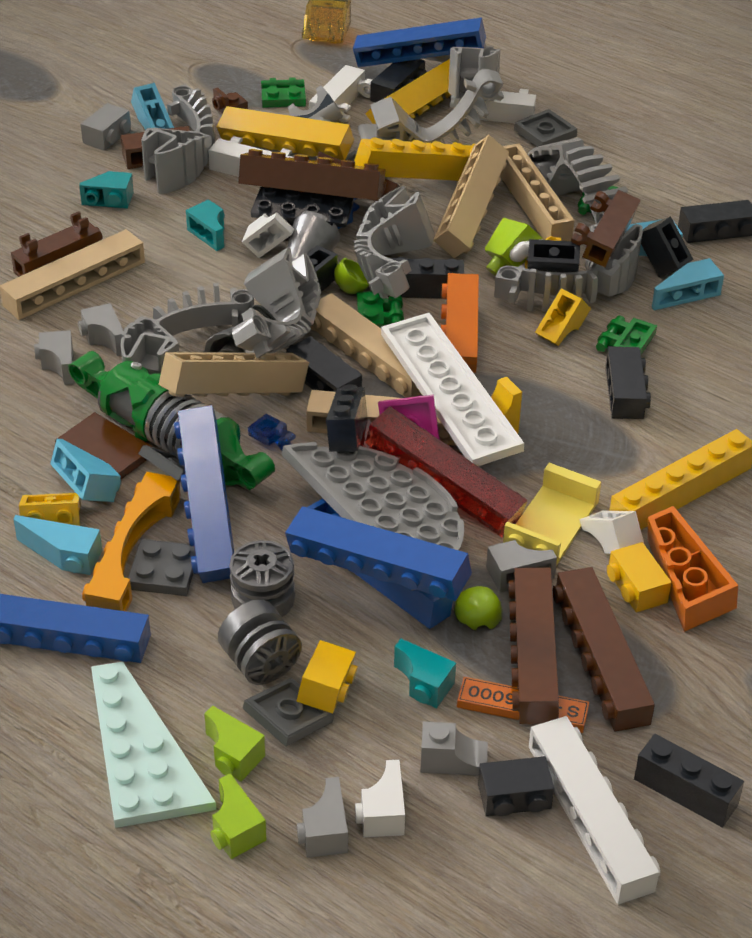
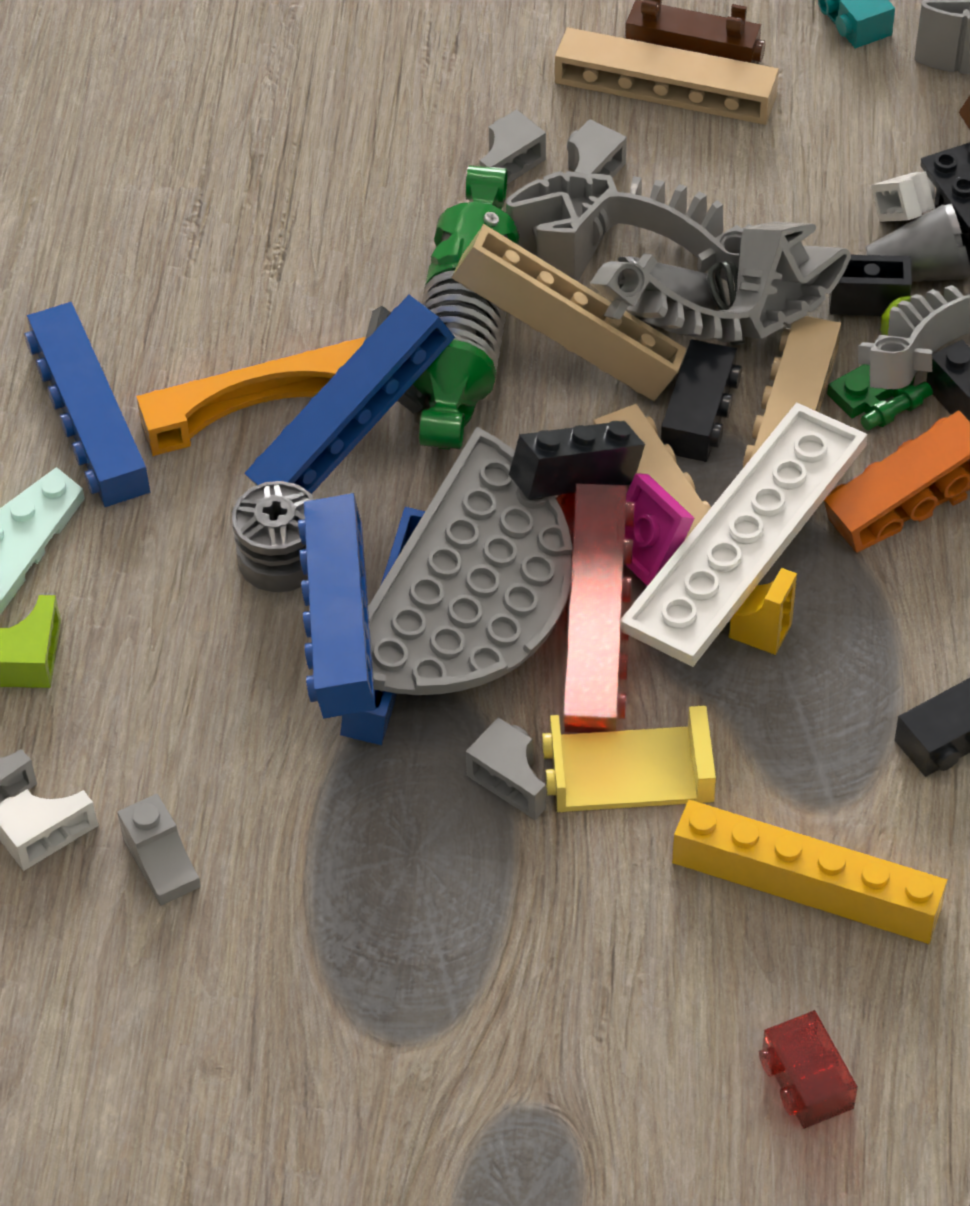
camera: 60 degrees right, 10 degrees up
(52, 507) = (256, 296): yellow bracket -> none
(62, 544) = (209, 336): medium azure slope -> none
(85, 473) = (329, 292): medium azure slope -> none
(107, 443) = (392, 271): reddish brown tile -> none
(162, 567) = (244, 436): dark grey plate -> none
(207, 223) = (885, 134): teal arch -> none
(259, 642) = (176, 584): flat silver wheel -> none
(271, 430) = (548, 407): clear blue plate -> none
(283, 716) = (112, 670): dark grey plate -> none
(327, 676) = (177, 674): yellow brick -> none
(428, 672) = (255, 766): teal arch -> none
(478, 607) = (411, 766): lime hair -> none
(497, 700) = (289, 888): orange tile -> none
(515, 786) = (145, 937): black brick -> none
(535, 648) = (377, 846): reddish brown brick -> none
(595, 812) = (163, 1028): white brick -> none
(603, 650) = (431, 921): reddish brown brick -> none
(613, 529) = (645, 838): white arch -> none
(639, 577) = (586, 902): yellow brick -> none
(688, 780) = (270, 1106): black brick -> none
(699, 583) = (629, 954): orange wedge -> none

